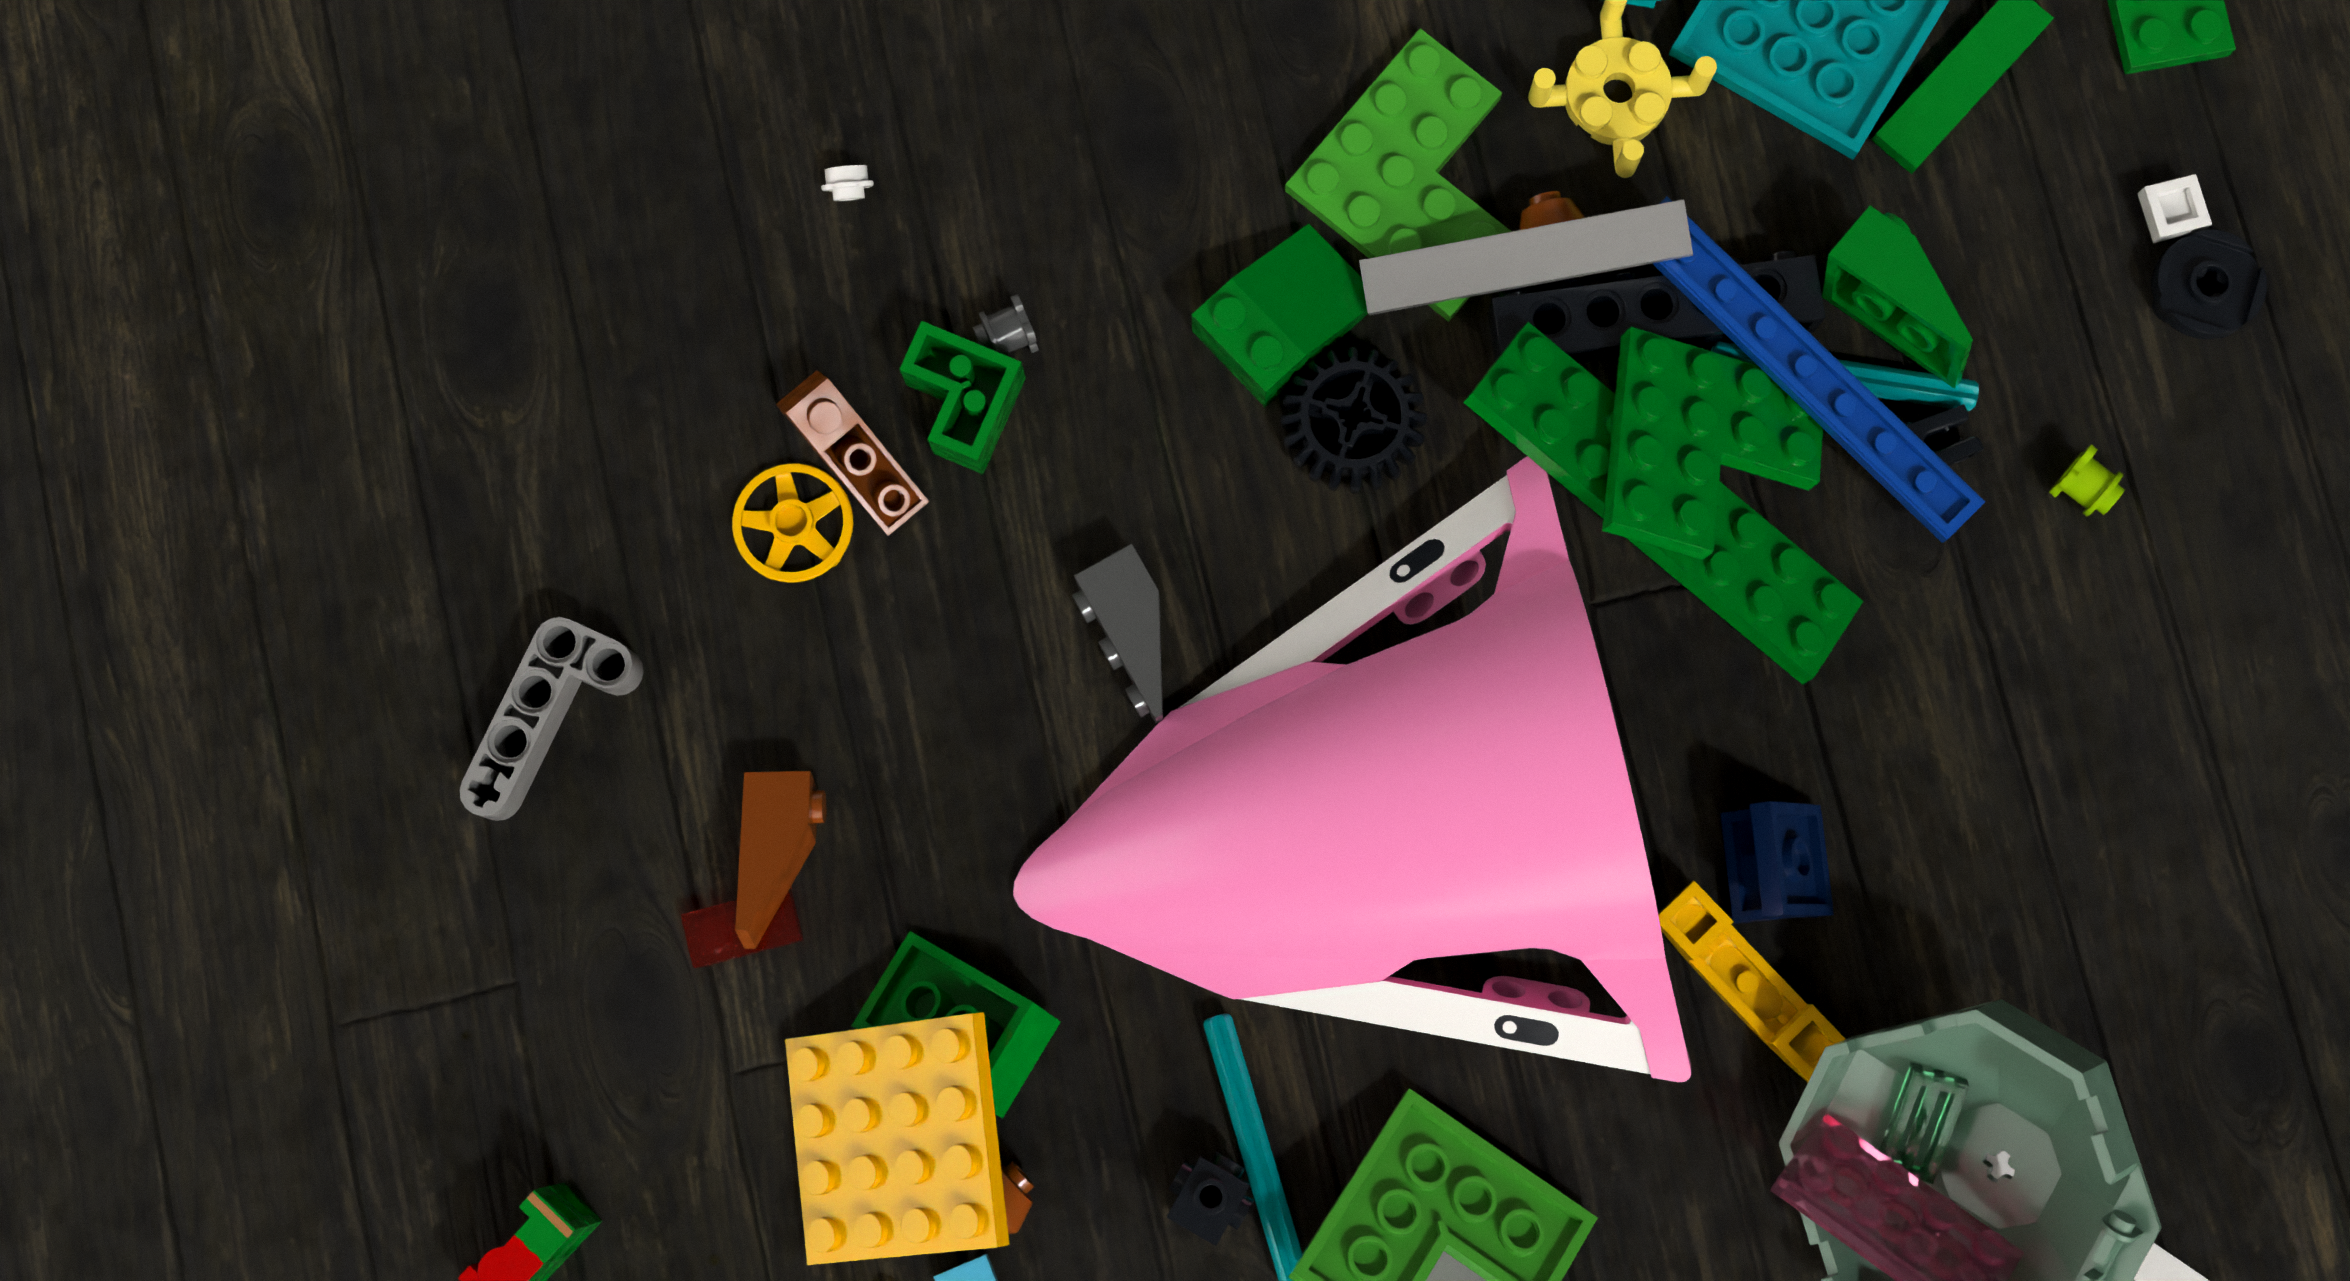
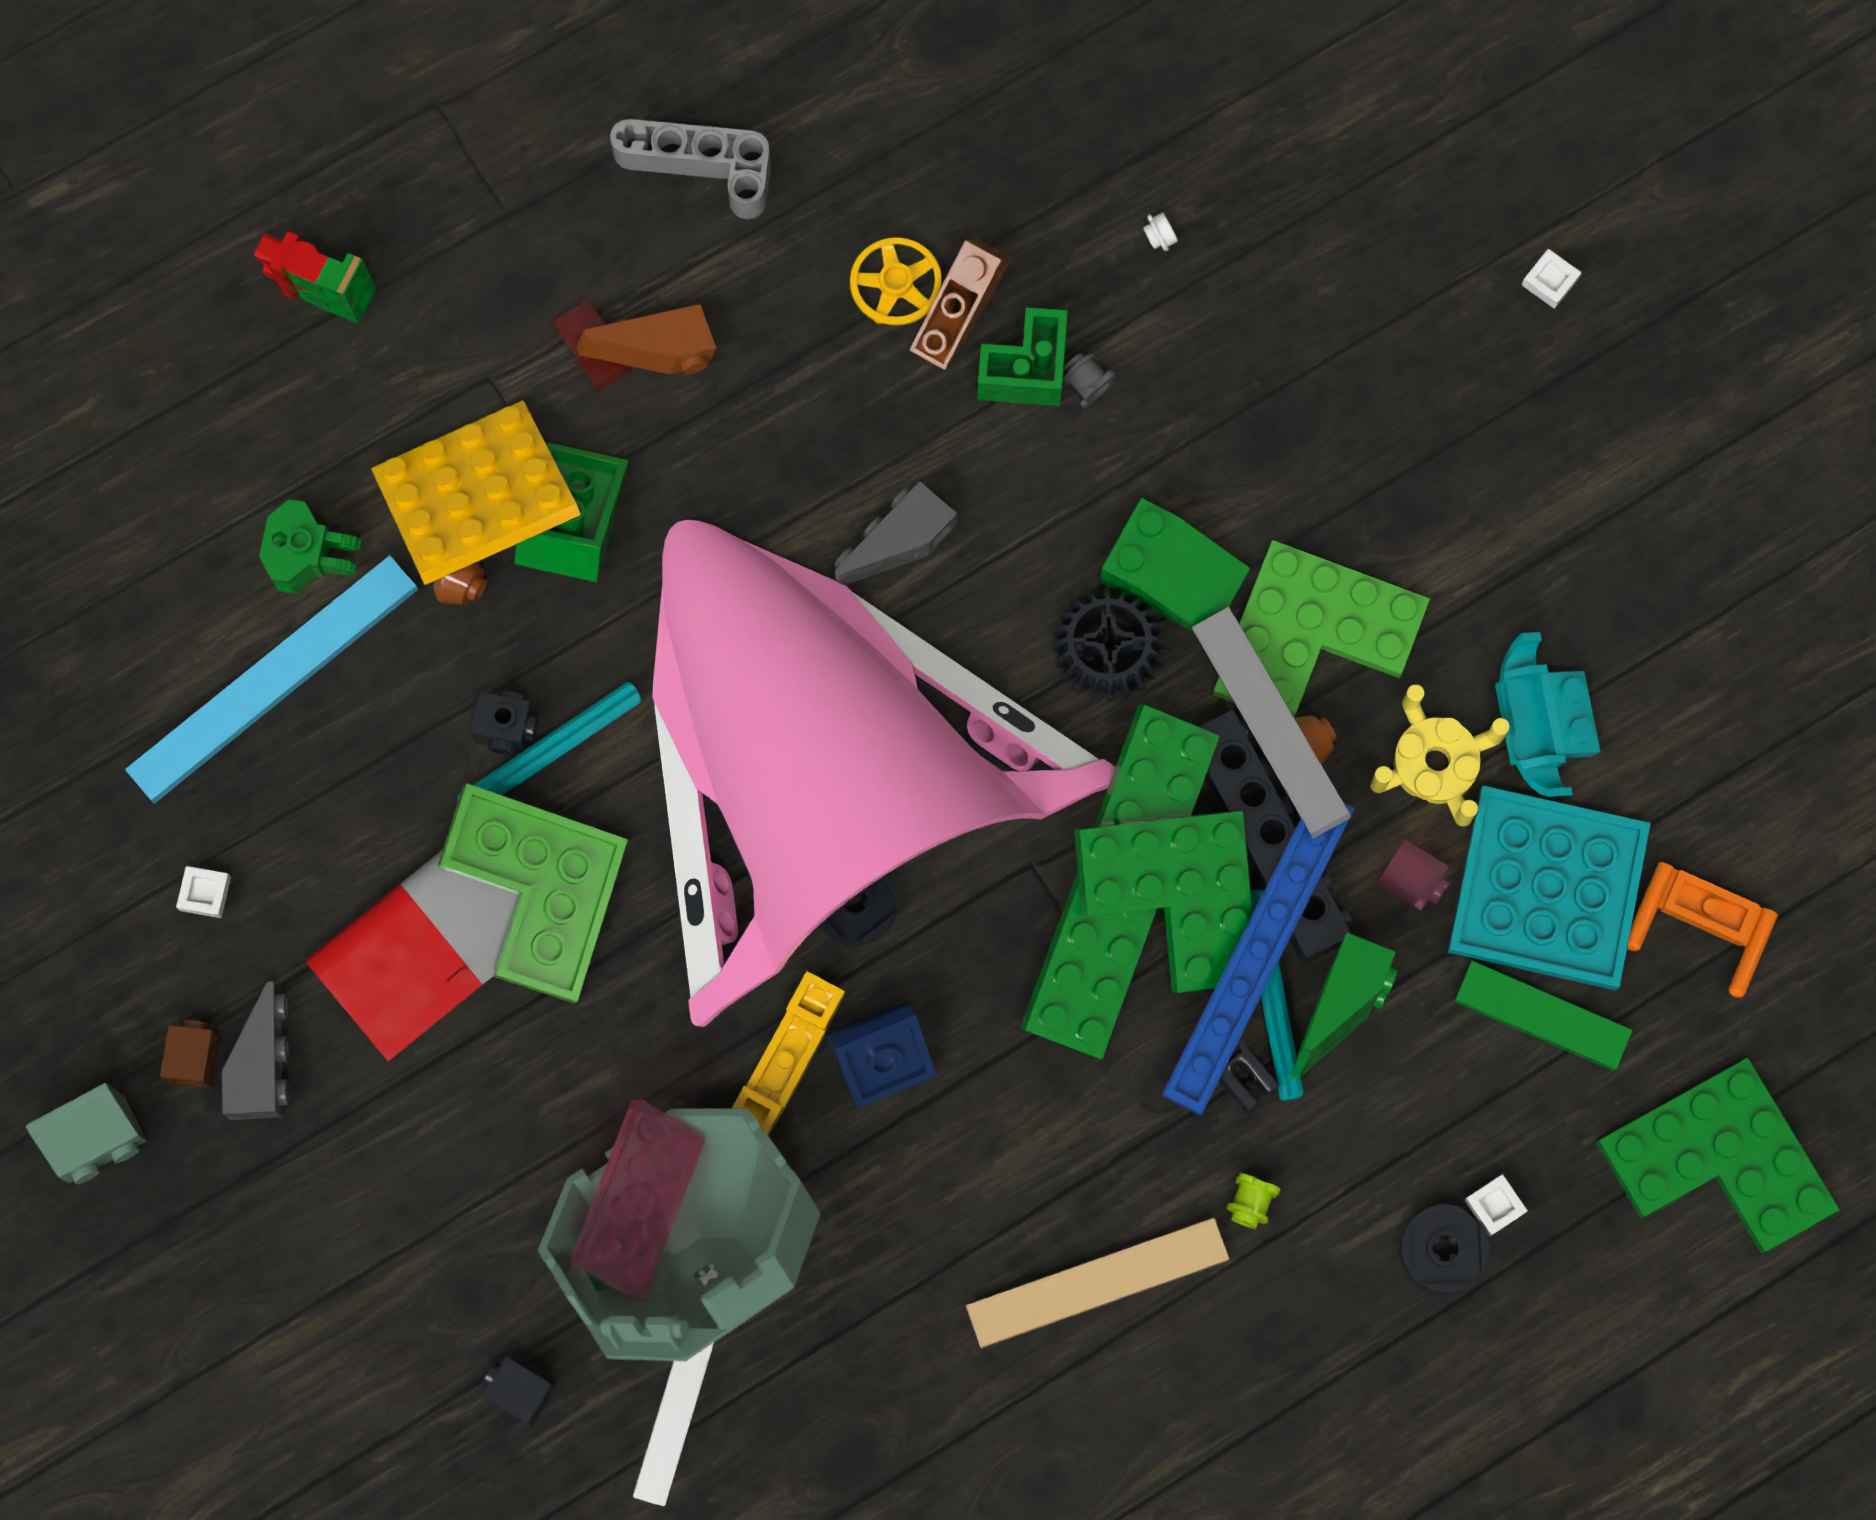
camera: 65 degrees right, 5 degrees down
(1754, 162) = (1415, 876): none -> clear pink brick
(1934, 1083) = (749, 1205): clear green tile -> none
(2129, 699) = (1097, 1283): none -> tan tile

